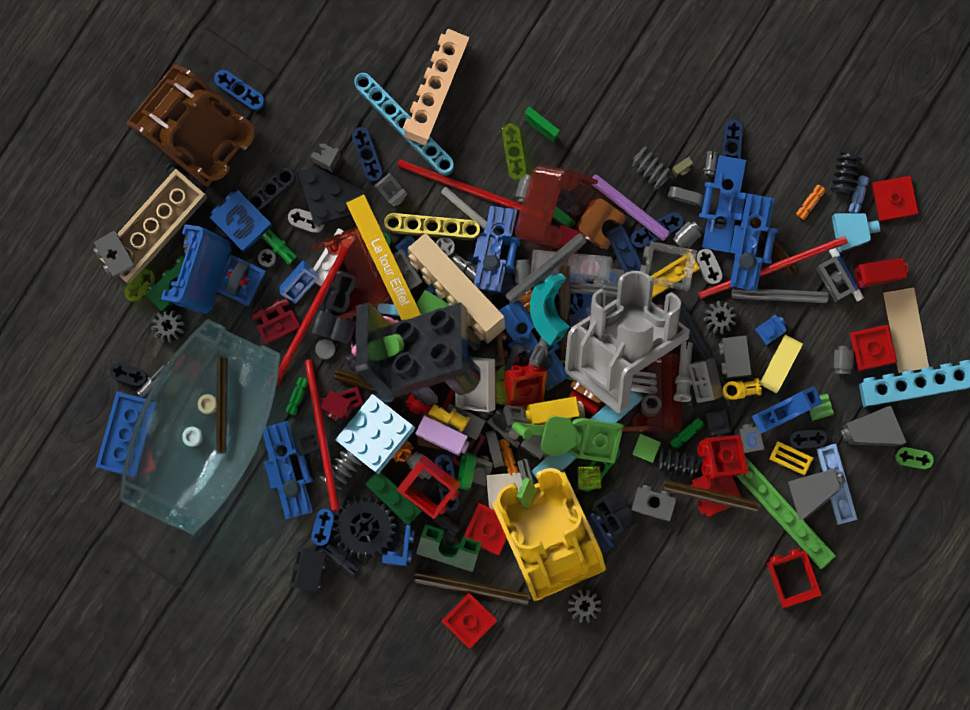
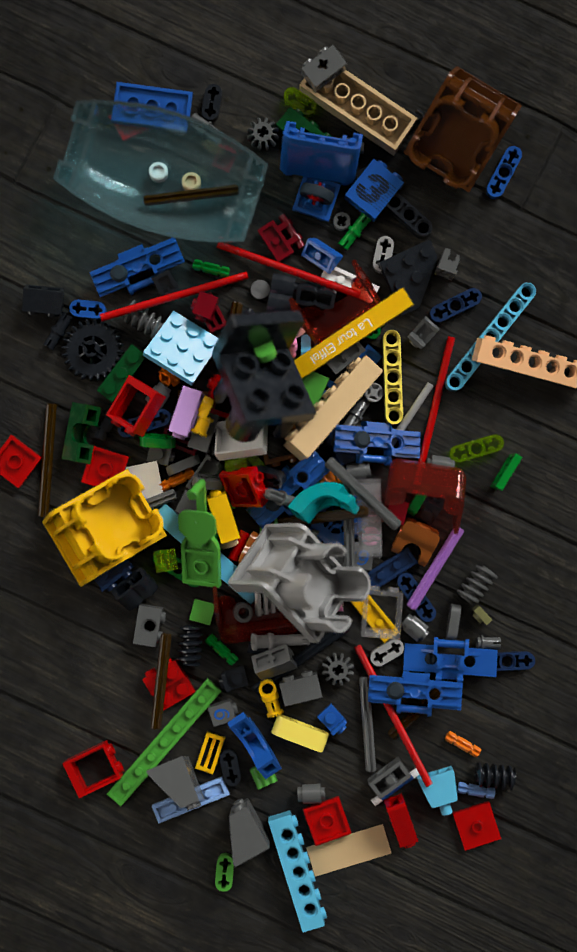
camera: 90 degrees right, 5 degrees up
(394, 557) = (64, 381): blue bracket -> none
(514, 414) = (214, 480): dark grey tile -> none
(526, 493) = (138, 501): bright green piece -> none
(579, 602) = (40, 577): dark grey gear -> none
(722, 457) = (200, 687): red plate -> none

